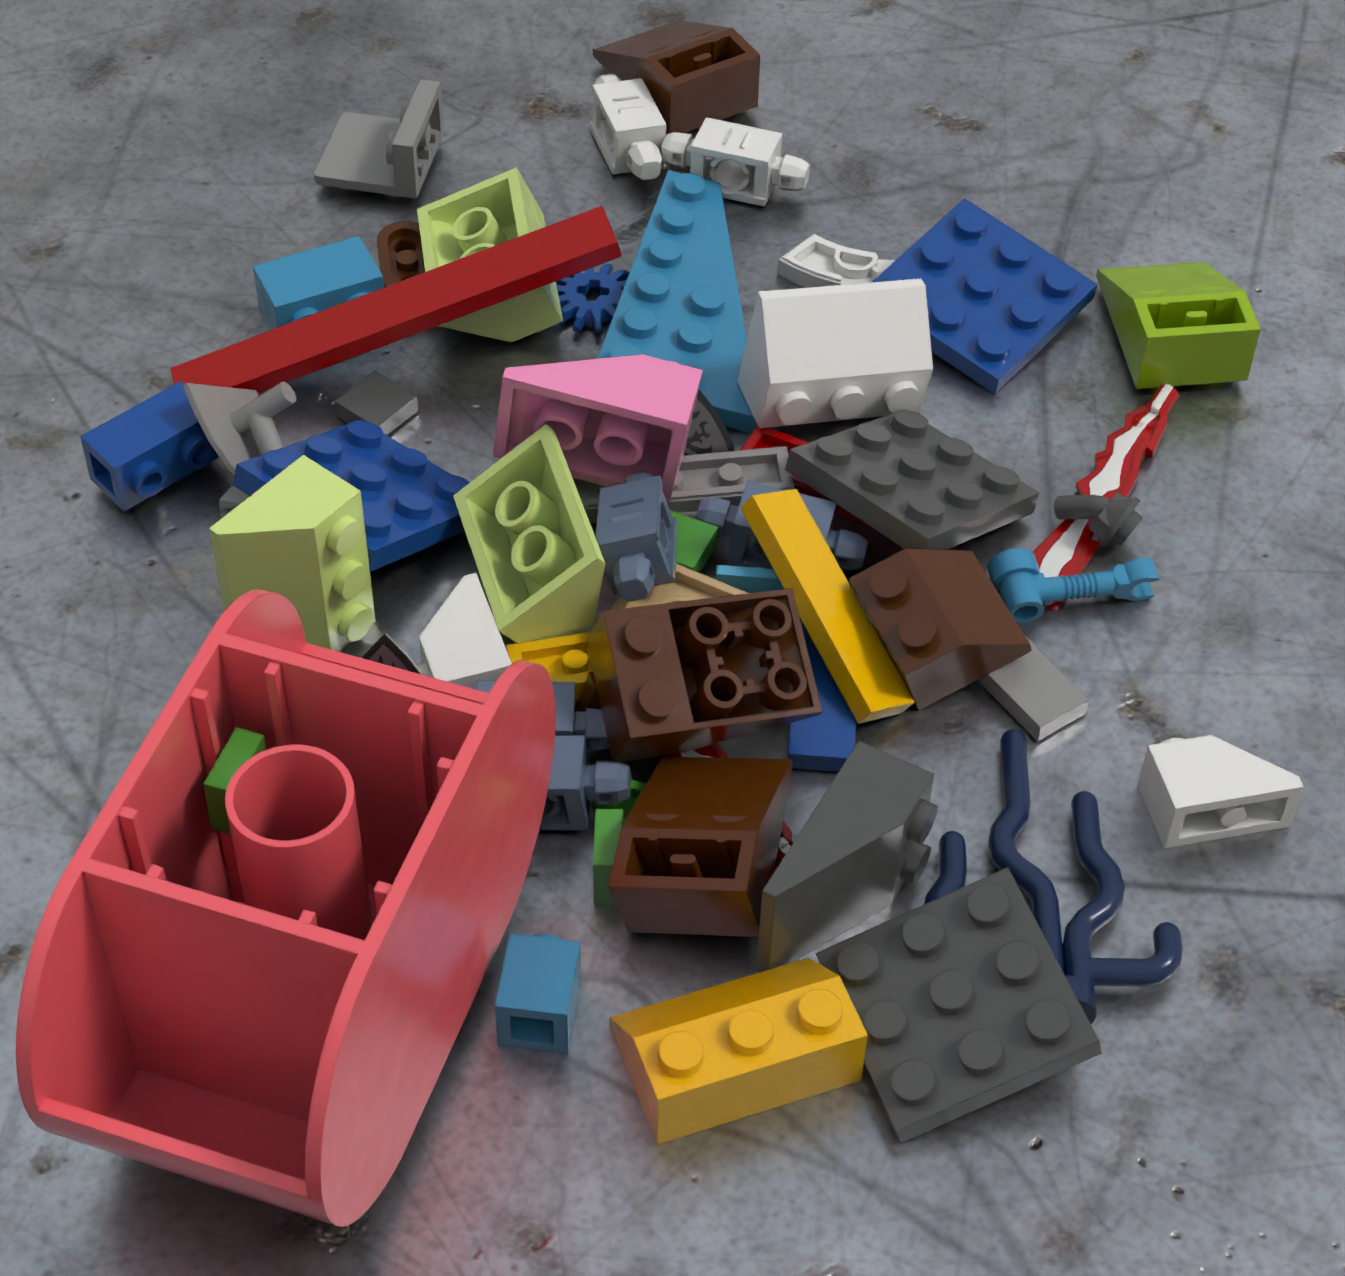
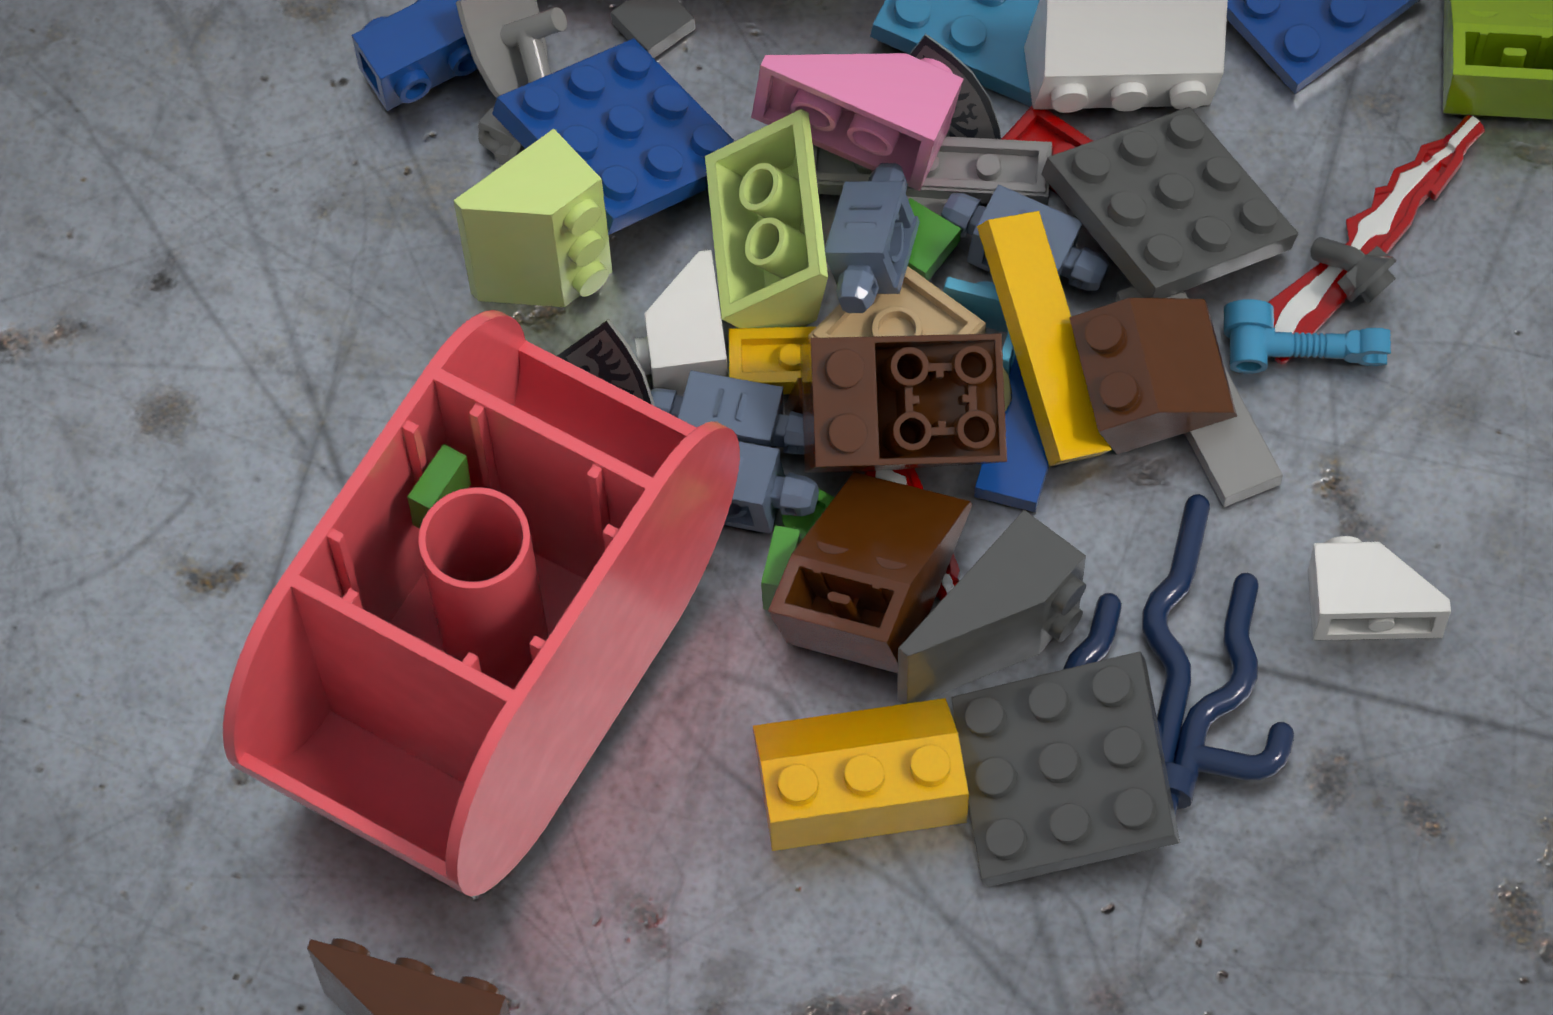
camera: 15 degrees right, 15 degrees up
(538, 992) = (692, 693): dark azure brick -> none

